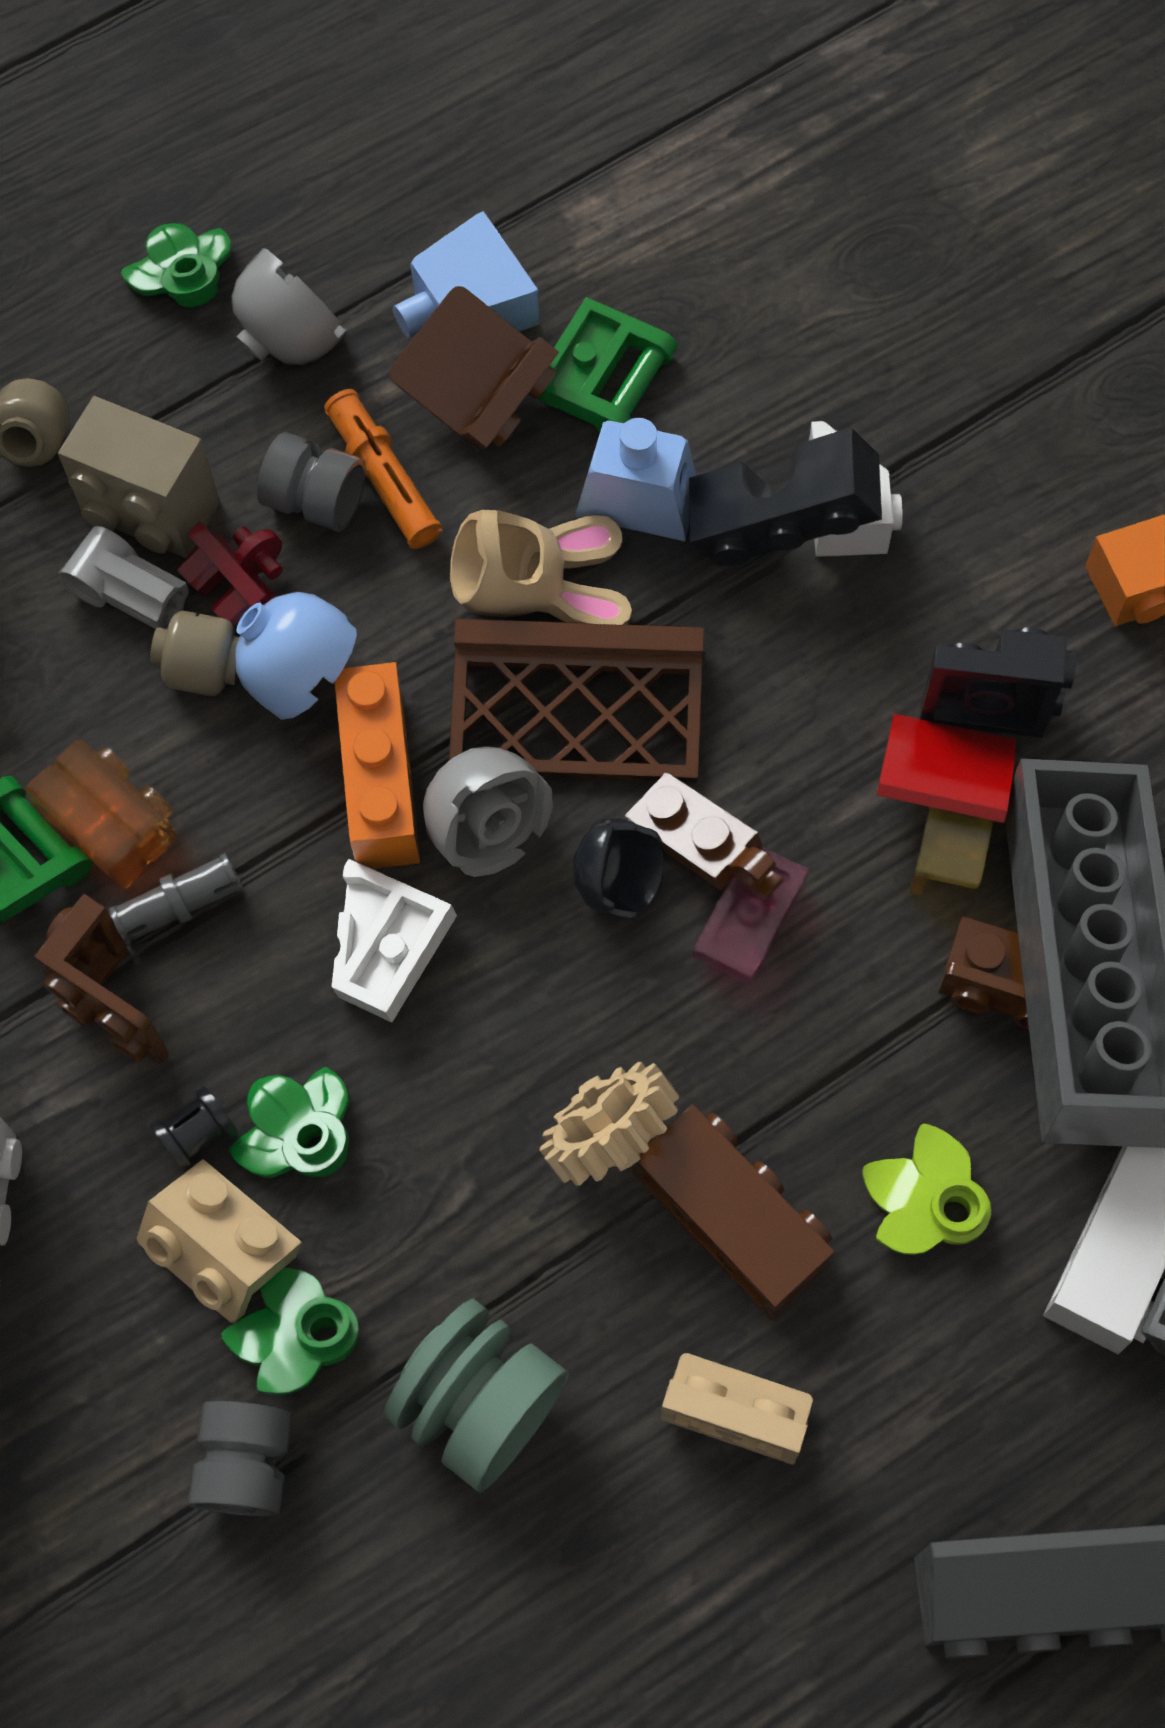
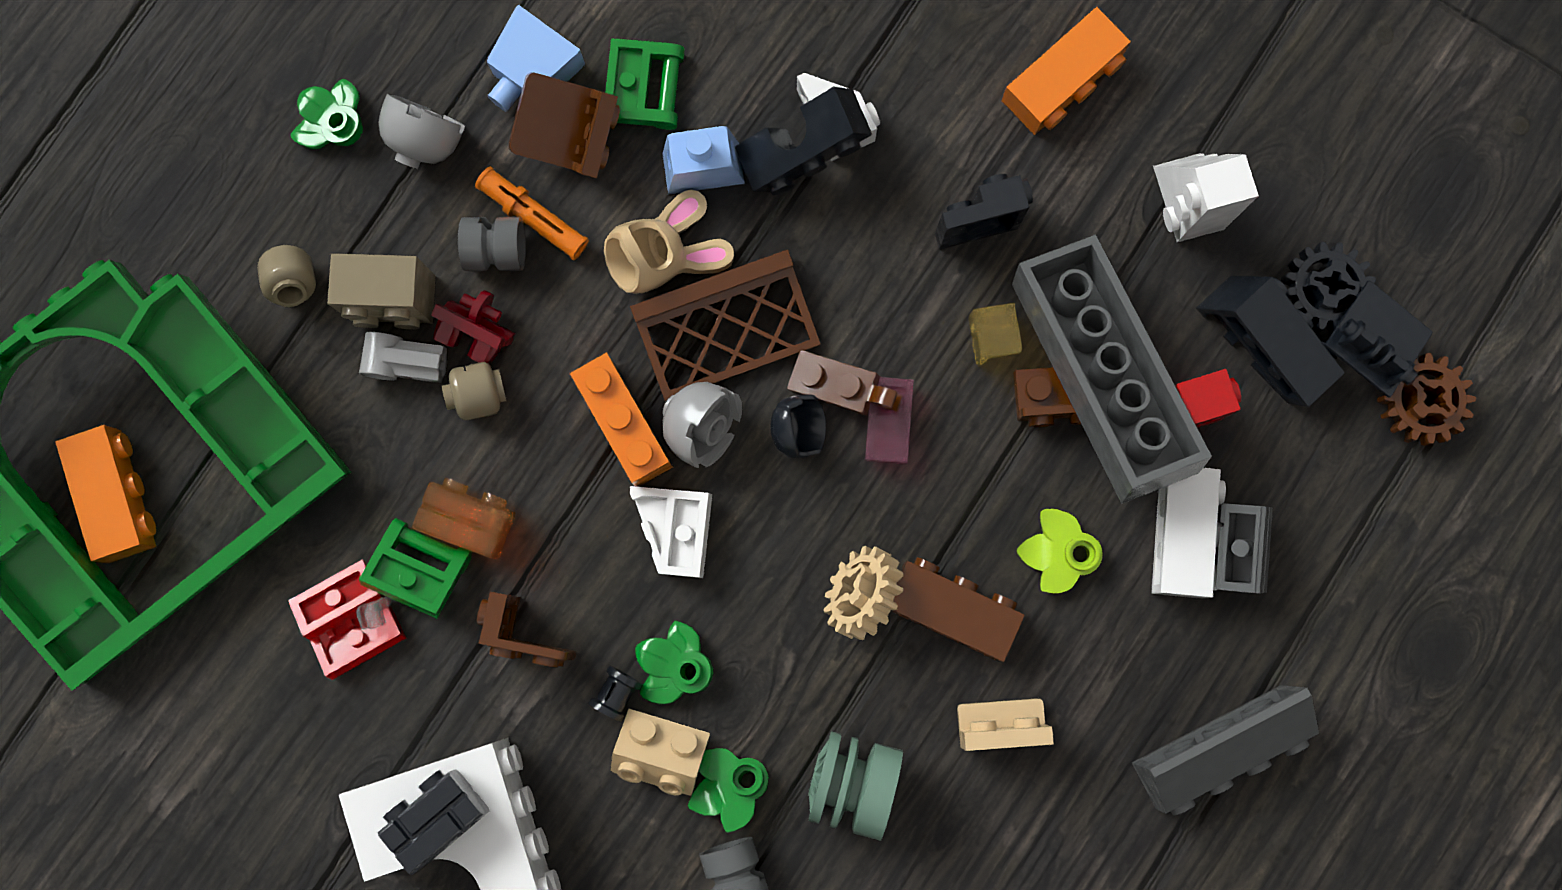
camera: 20 degrees left, 15 degrees up
(175, 899) = (536, 555): dark grey pin -> none
(290, 649) = (538, 369): light blue cylinder -> none
(948, 768) = (972, 280): red slope -> none

